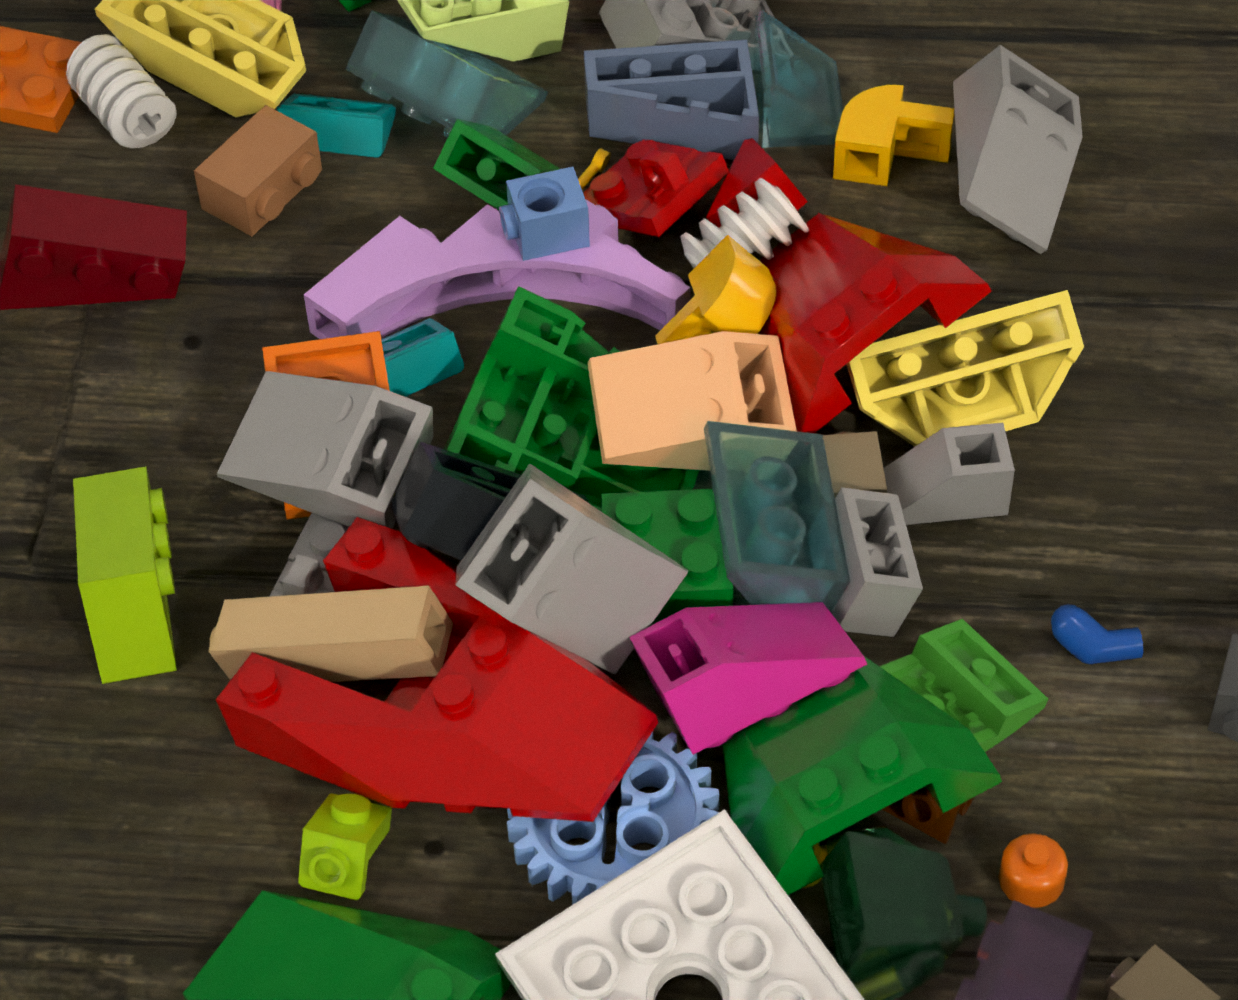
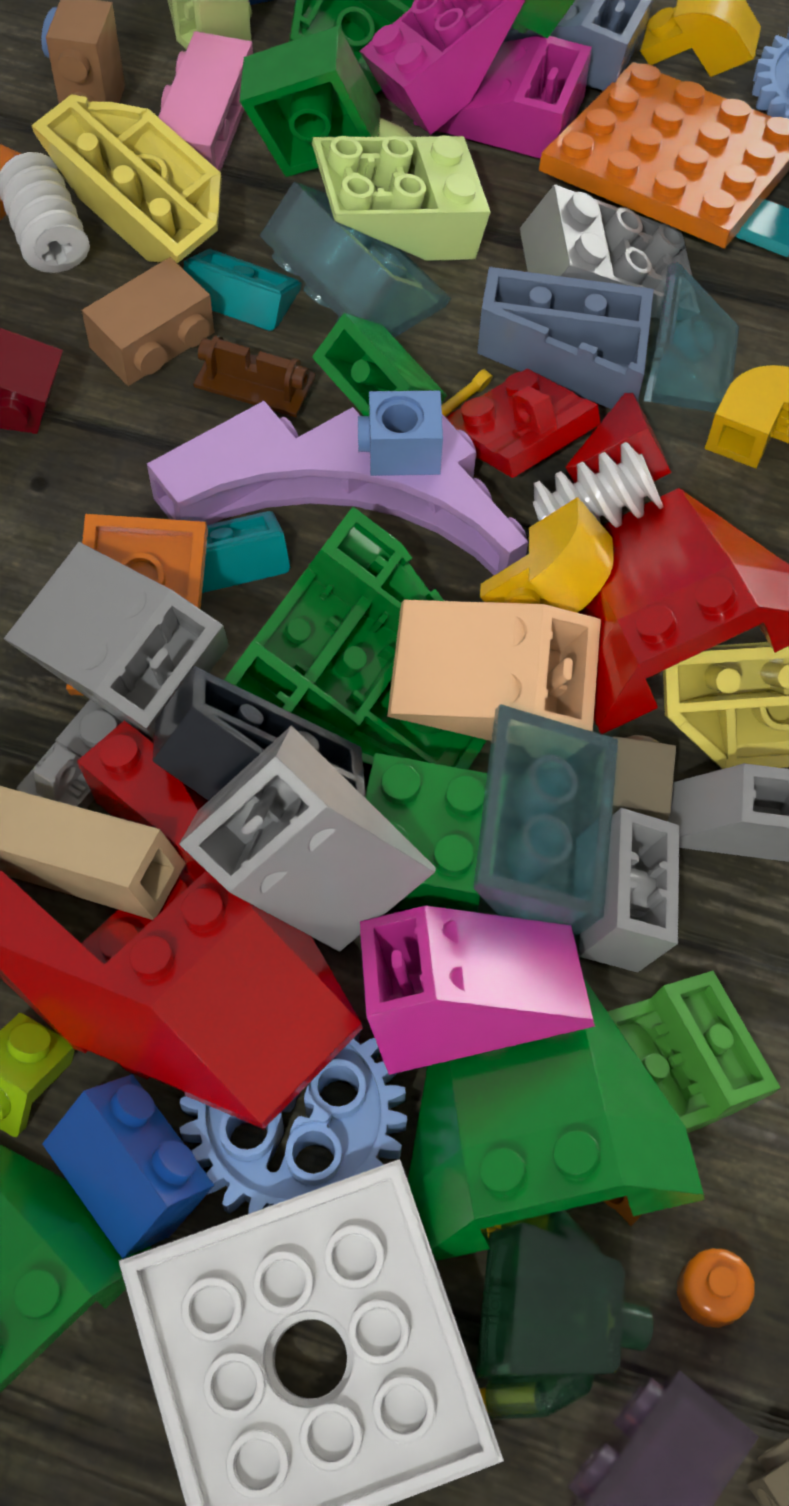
camera: 10 degrees right, 10 degrees up
(357, 200) = (251, 378): none -> reddish brown hinge
(475, 880) = (127, 1164): none -> blue brick

